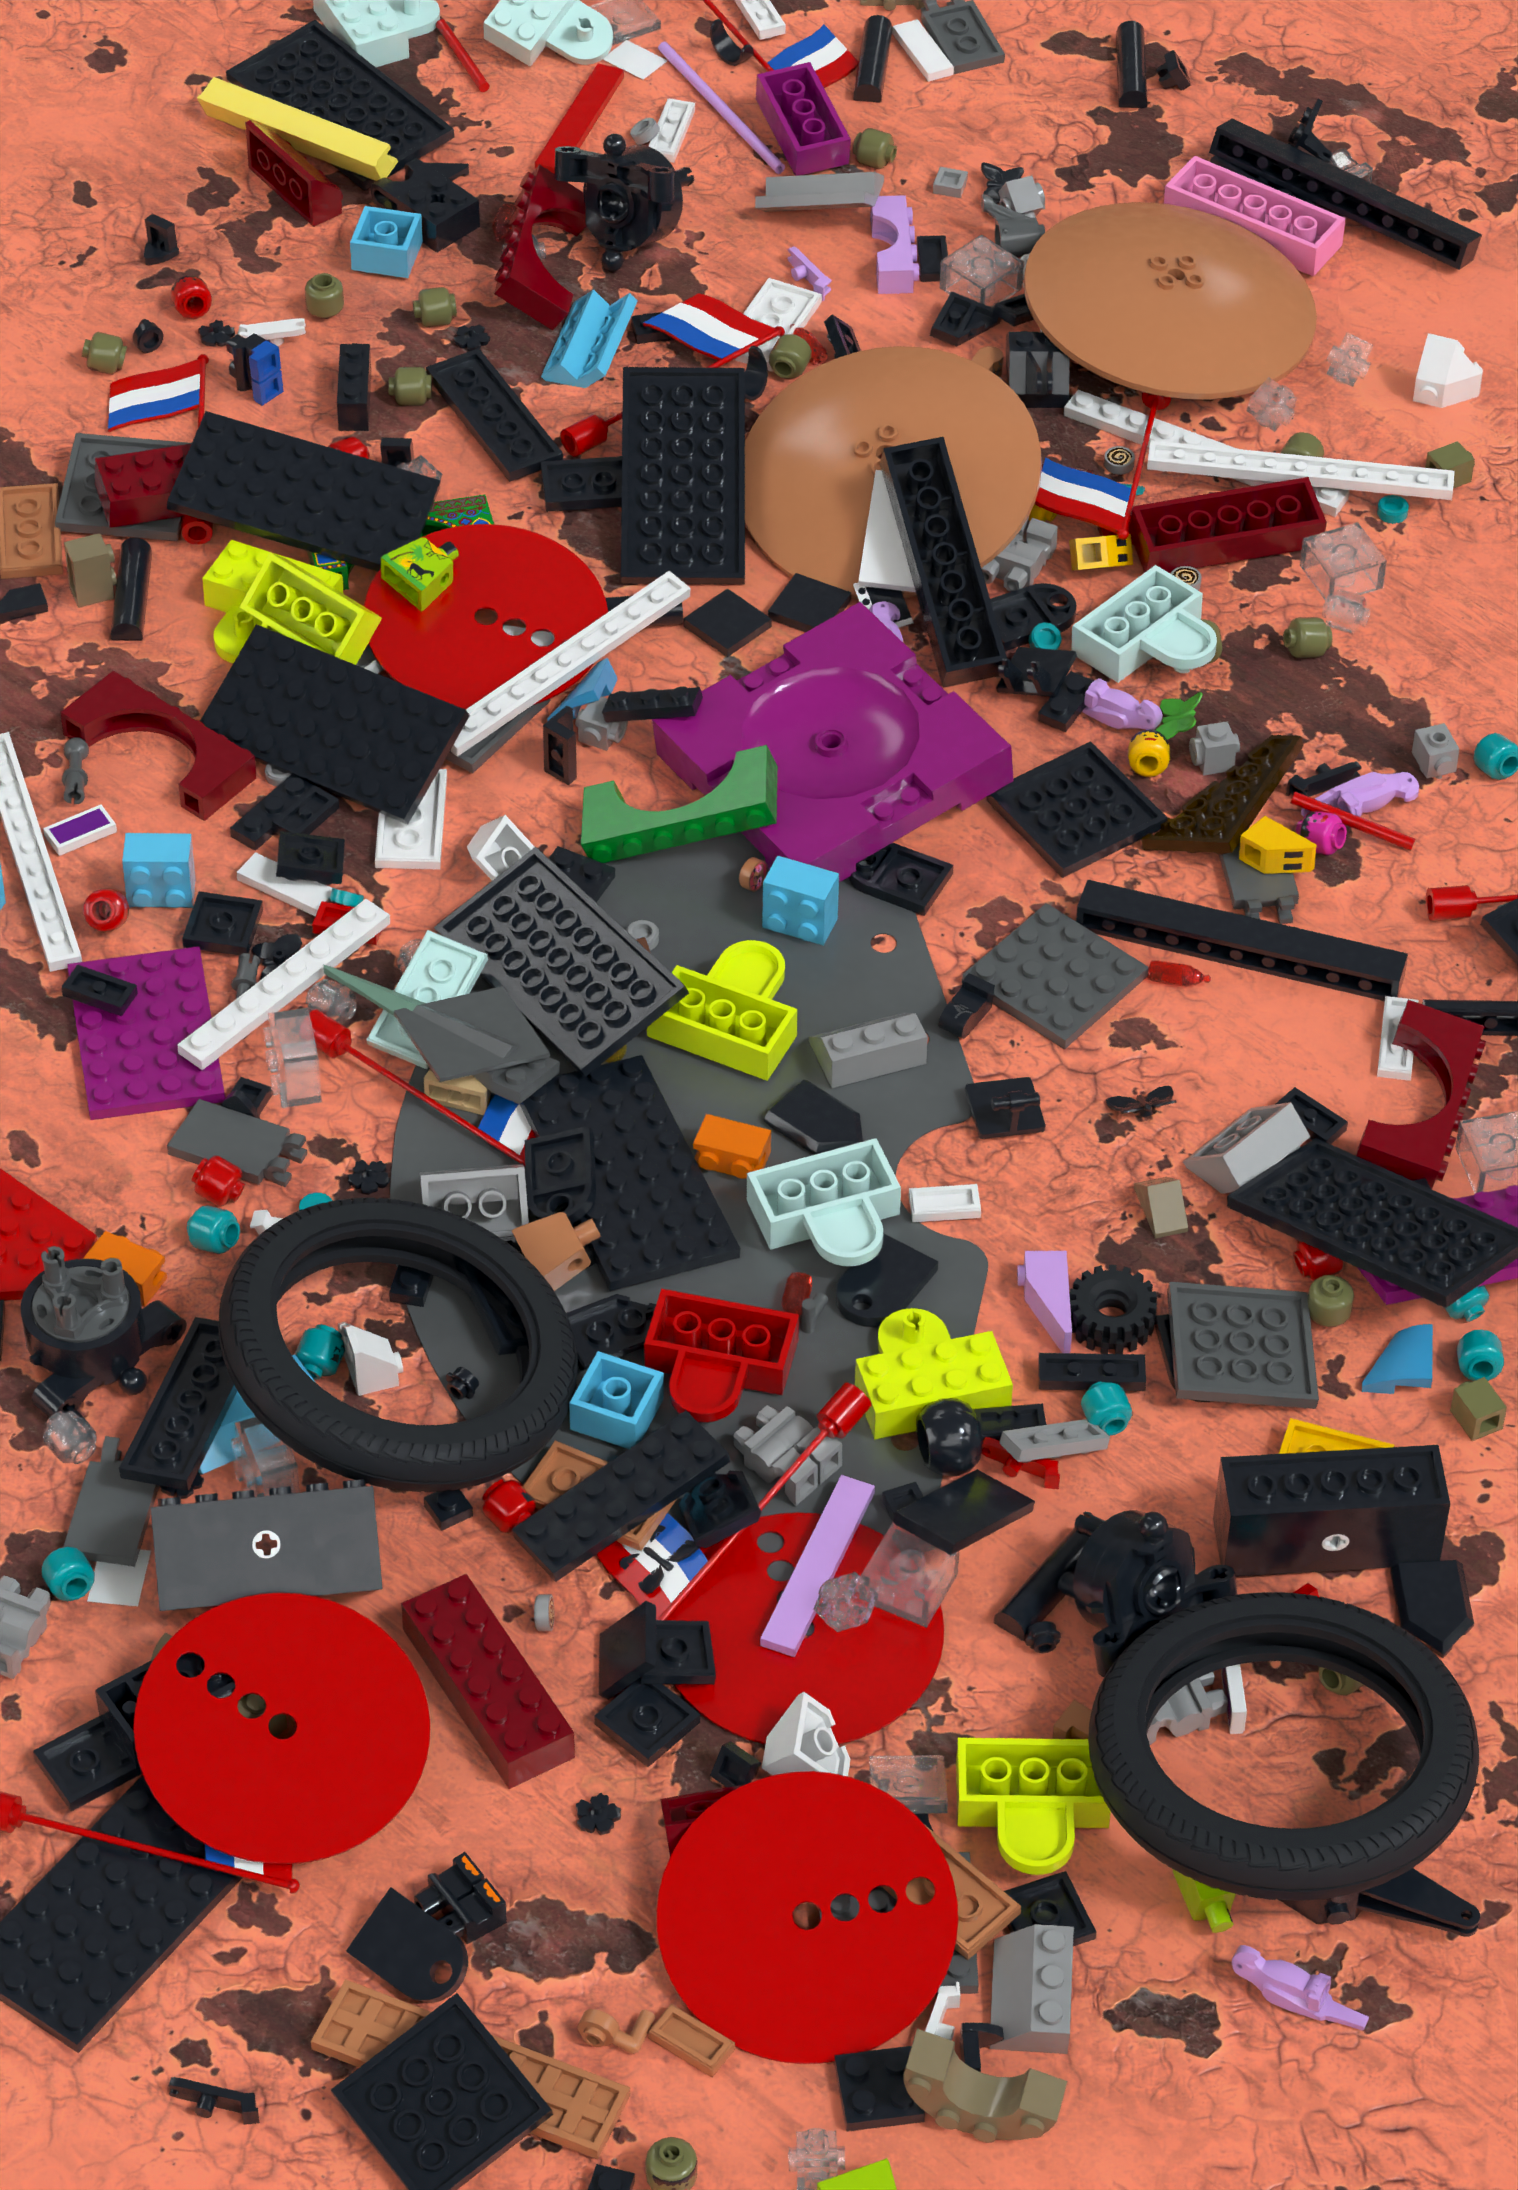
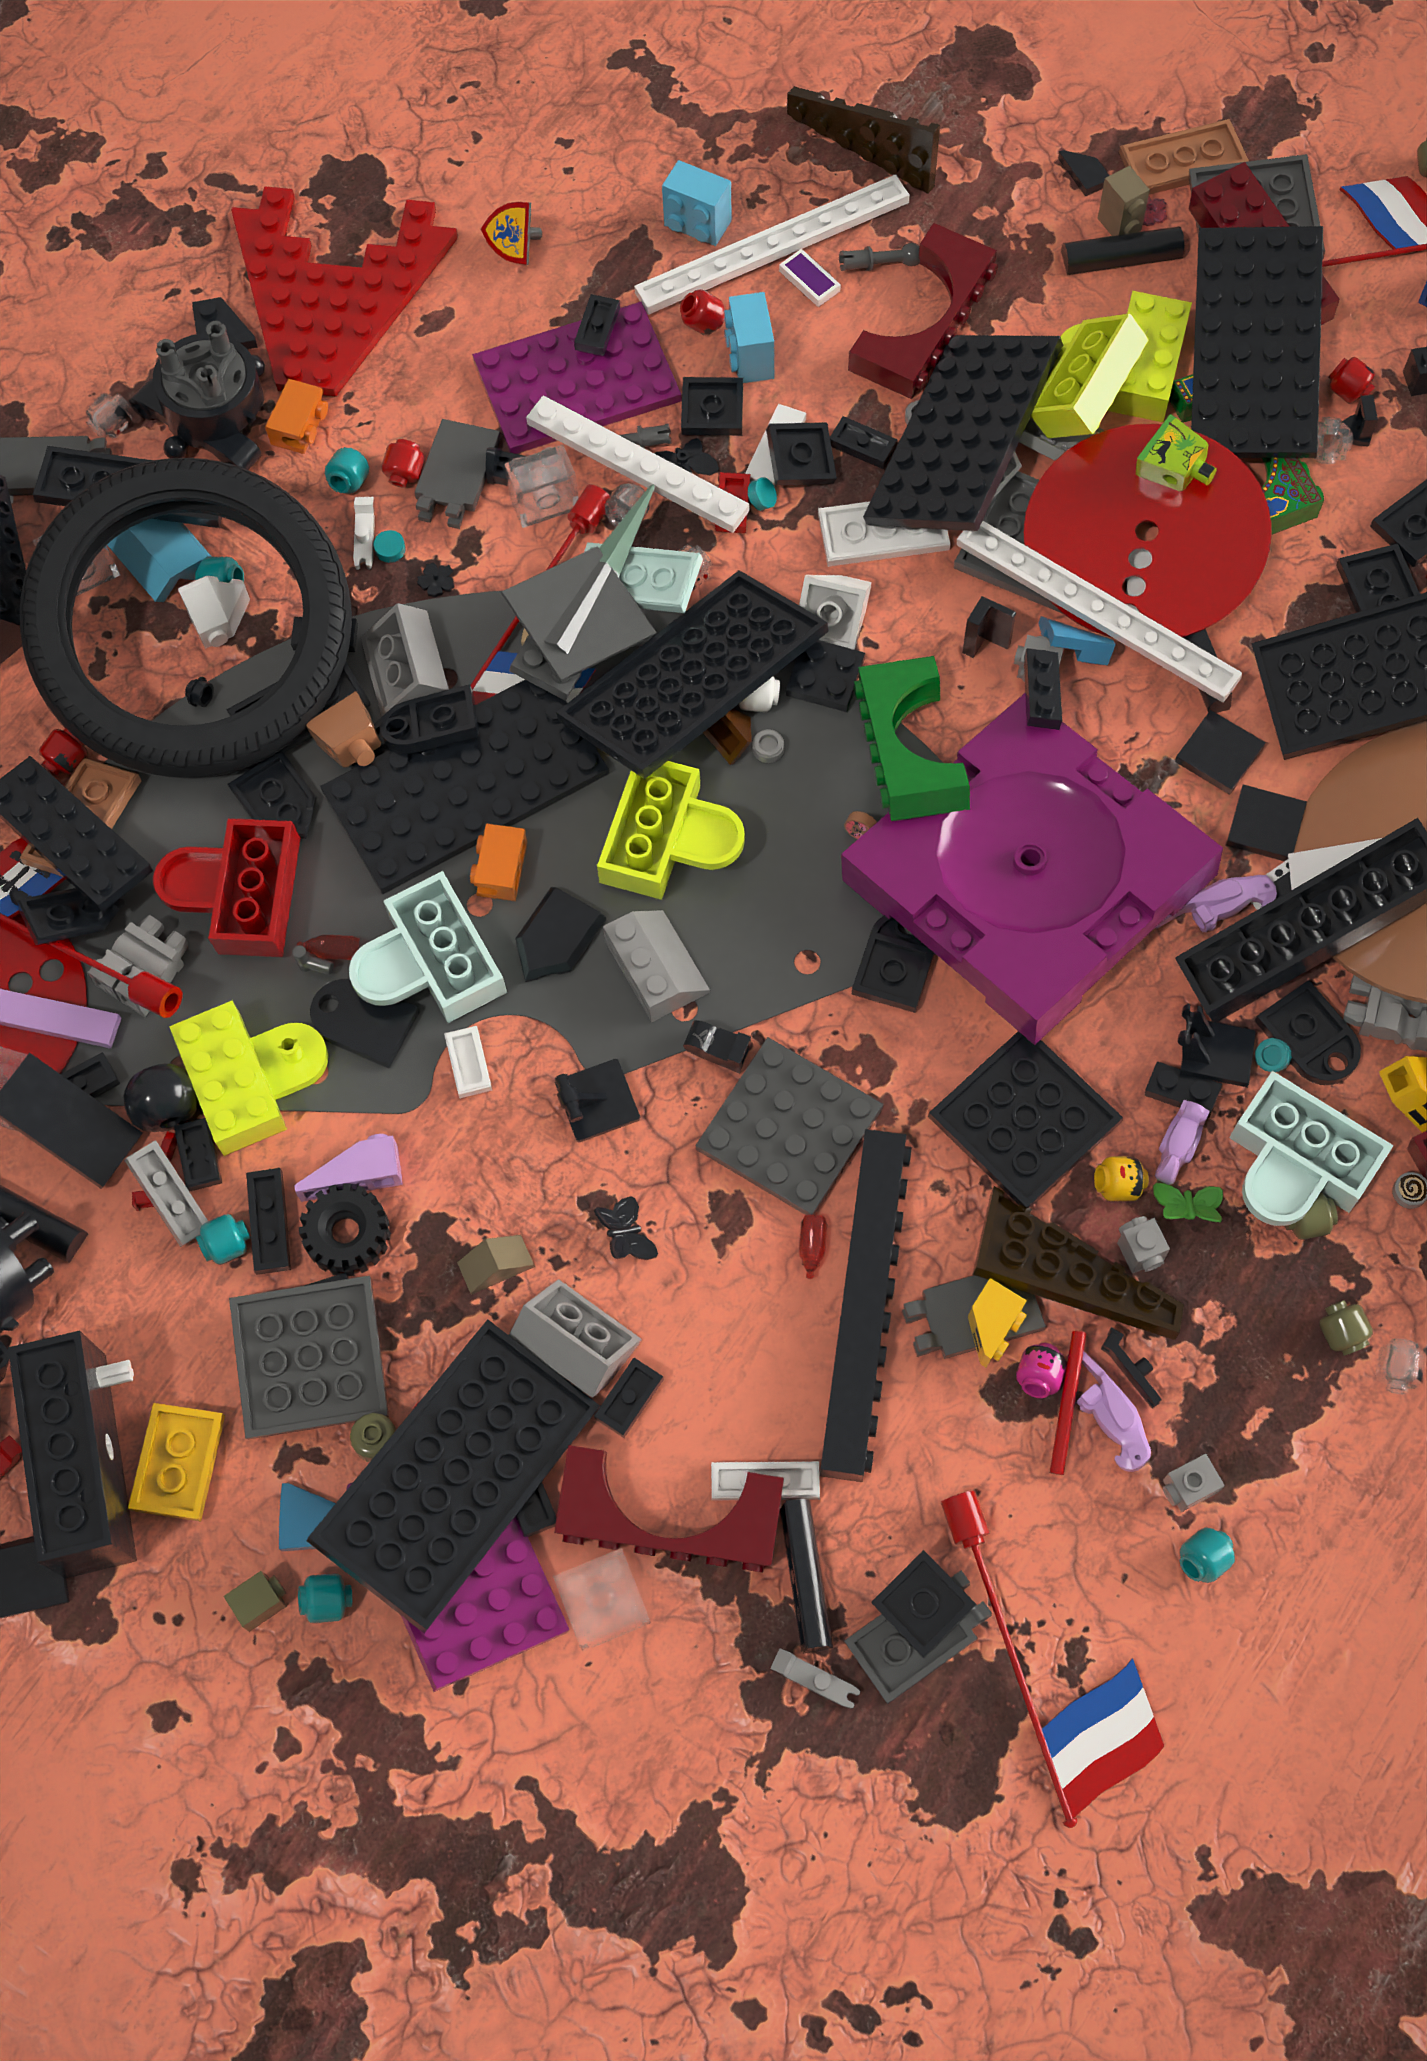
camera: 85 degrees right, 20 degrees up
(256, 825) = (843, 404): black plate -> none
(616, 1400) = (175, 811): medium azure brick -> none
(800, 900) = (816, 867): medium azure brick -> none

